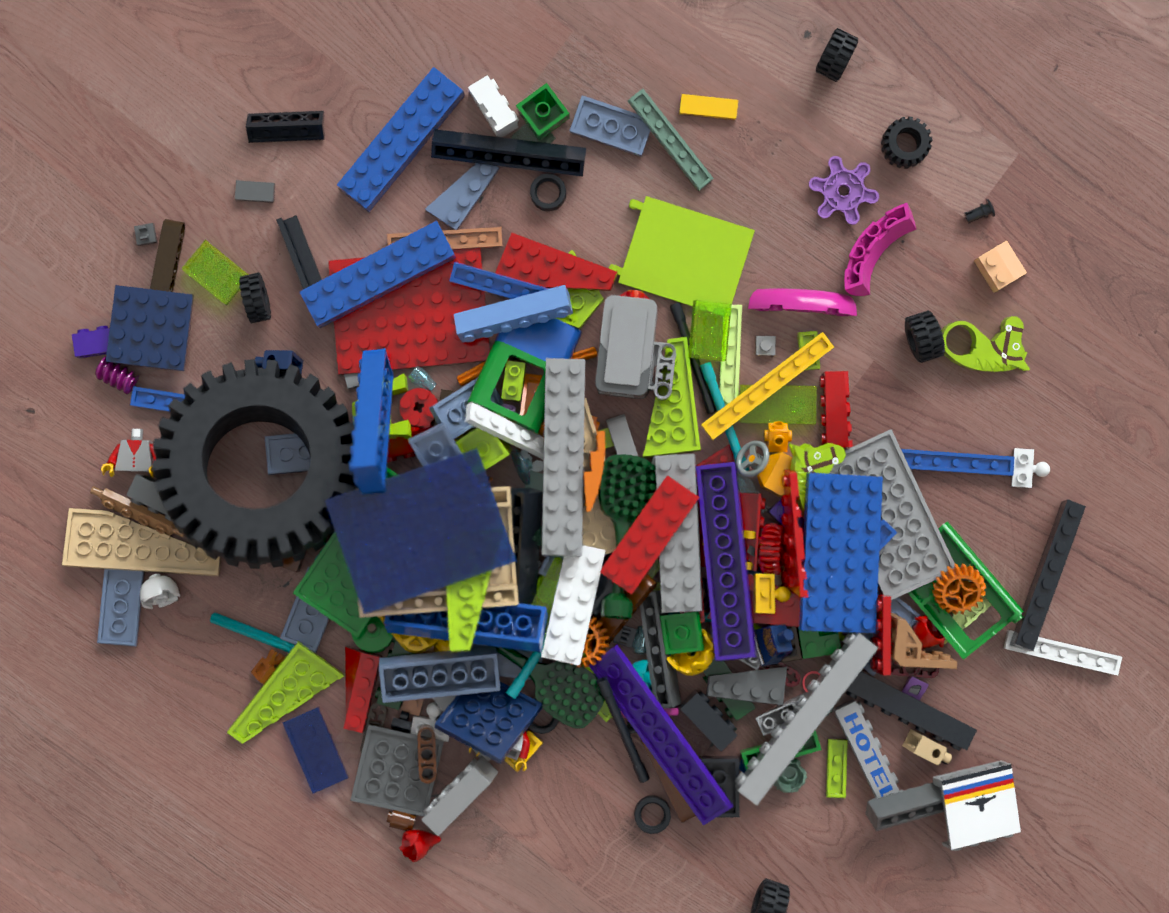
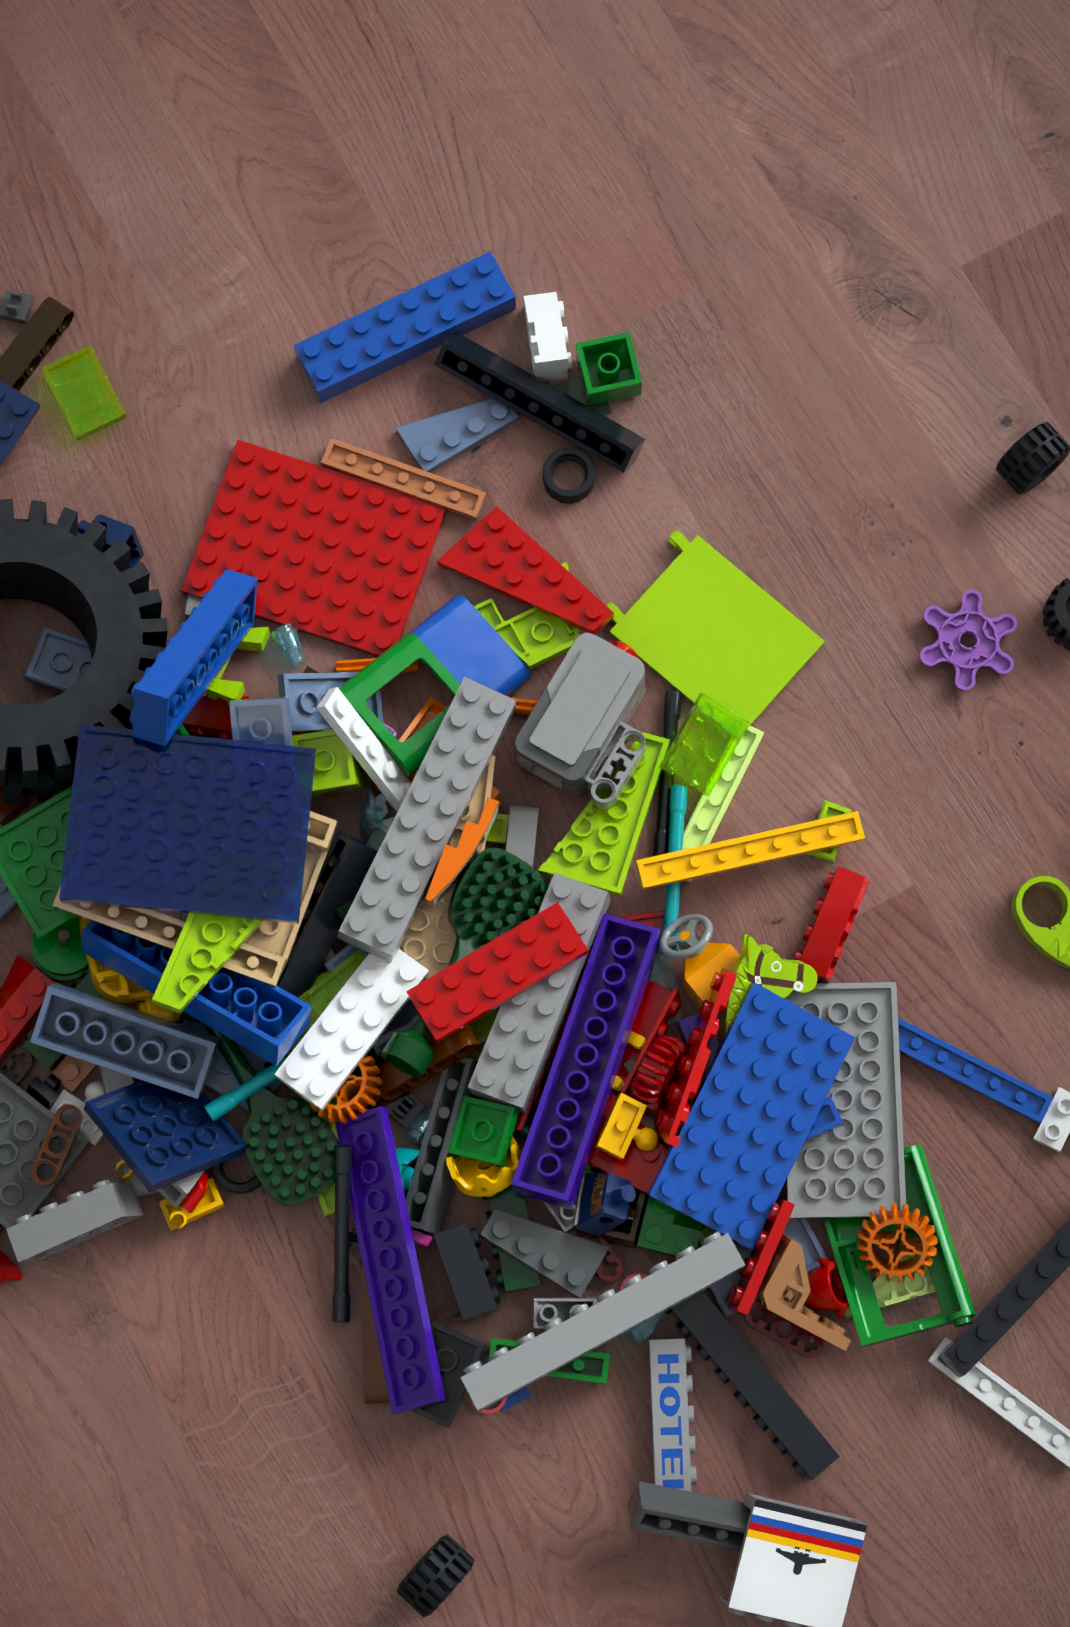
camera: 20 degrees right, 10 degrees down
(254, 191) = (184, 312): dark grey tile -> none
(255, 297) = (118, 442): black tyre -> none
(285, 129) = (262, 249): black fence -> none
(299, 251) = (205, 416): black fence -> none
(377, 274) = (293, 481): blue brick -> none
(409, 403) = (258, 666): red brick -> none
(492, 282) = (458, 571): blue plate -> none
(513, 314) = (449, 606): medium blue brick -> none
(513, 381) = (409, 698): lime brick -> none
(610, 126) = (692, 426): sand blue plate -> none
(652, 829) = (313, 1358): black tyre -> none
(670, 139) = (762, 476): sand green tile -> none
(708, 107) = (833, 457): yellow tile -> none
(765, 345) = (772, 800): light grey plate -> none
(777, 436) = (734, 924): light orange brick -> none
(788, 404) = (762, 891): clear neon green plate -> none
(791, 778) = (545, 1404): sand green hair -> none
(802, 301) = (850, 760): dark pink brick -> none
(836, 768) = (617, 1426): lime tile -> none
(872, 244) = (976, 728): dark pink brick -> none
(915, 688) = (778, 1360): medium lavender slope -> none
(924, 336) = (995, 877): black tyre -> none
(926, 748) = (751, 1445): tan torso -> none

